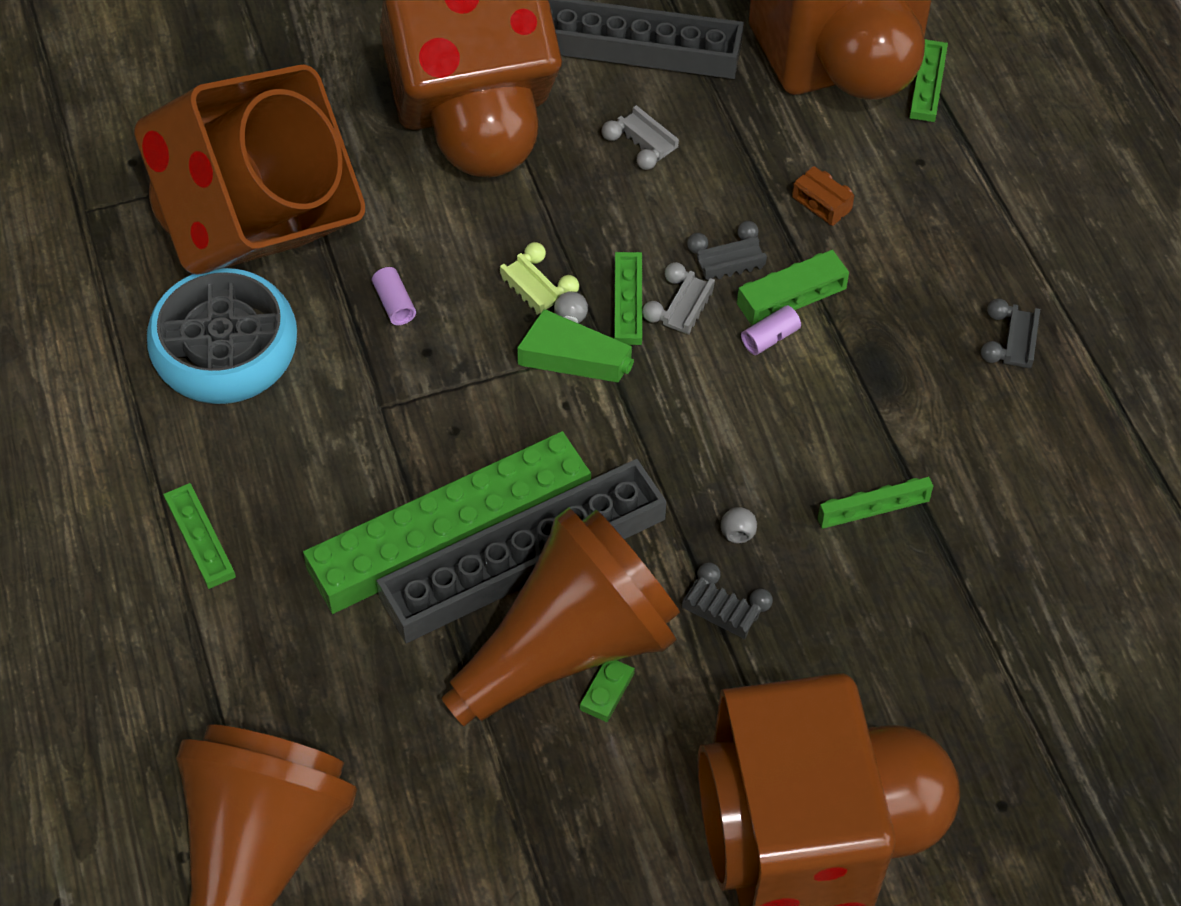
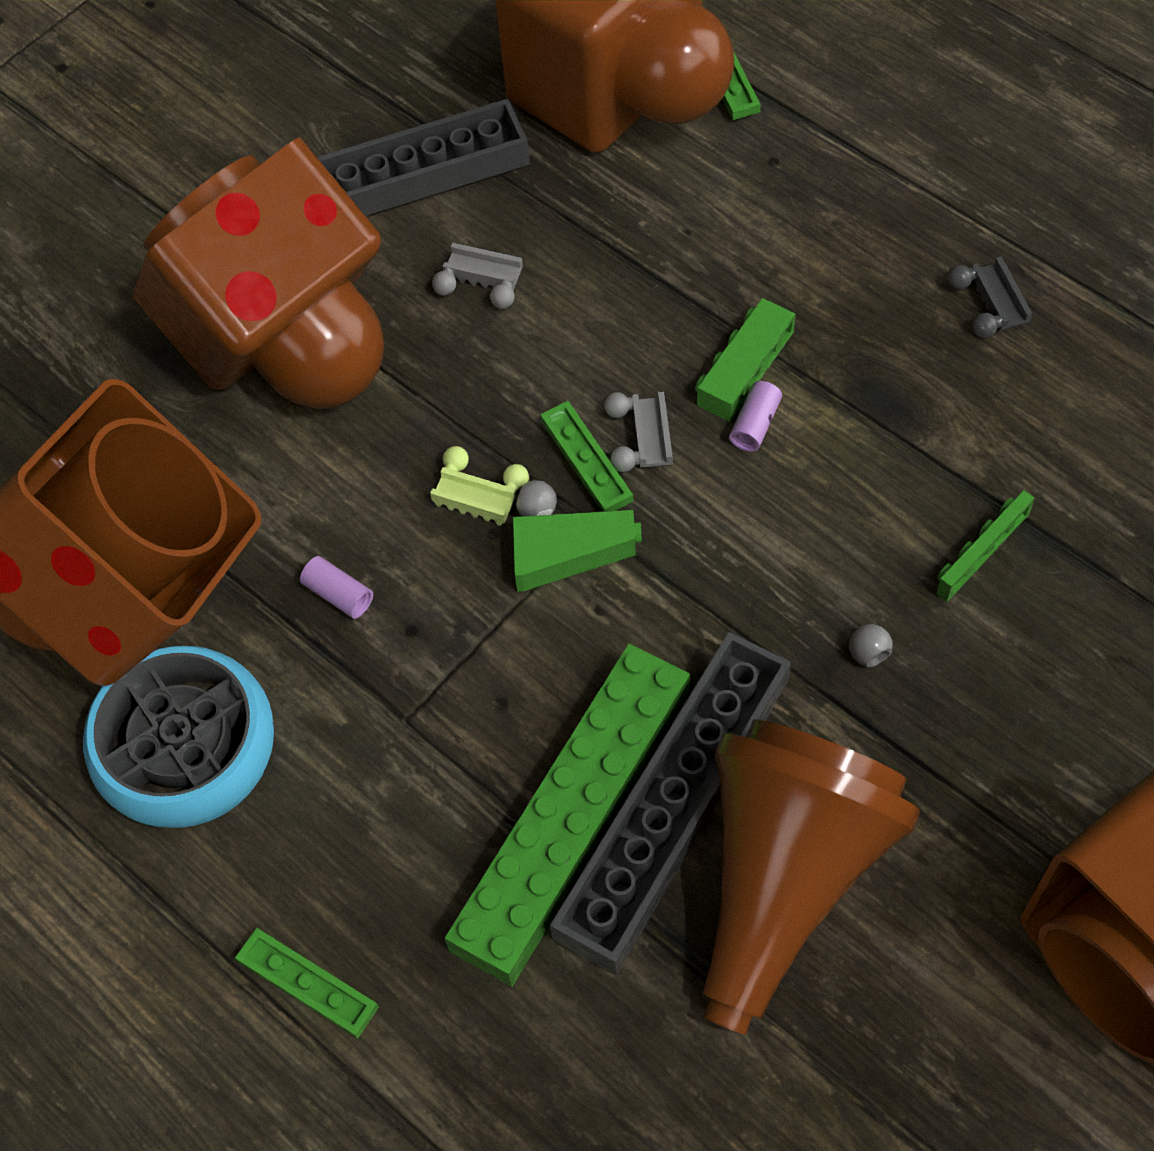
camera: 25 degrees left, 5 degrees up
(607, 689) = (862, 909): bright green plate -> none
(722, 608) = (912, 745): dark grey gear -> none
(731, 256) = (659, 359): dark grey gear -> none
(823, 195) = (708, 244): dark orange brick -> none

